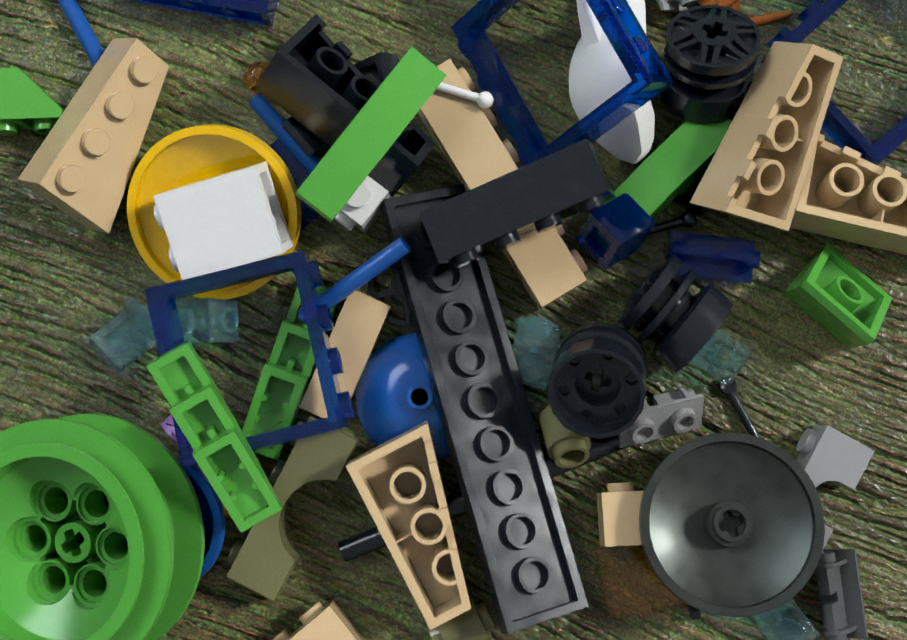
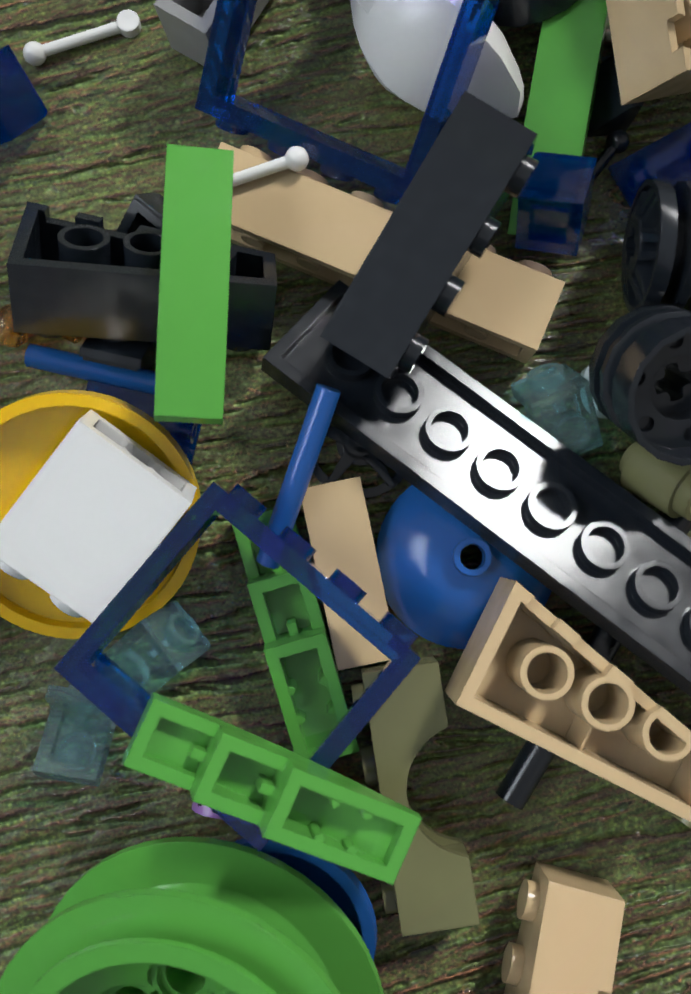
camera: 30 degrees left, 0 degrees up
(363, 206) = (244, 383): white brick -> none

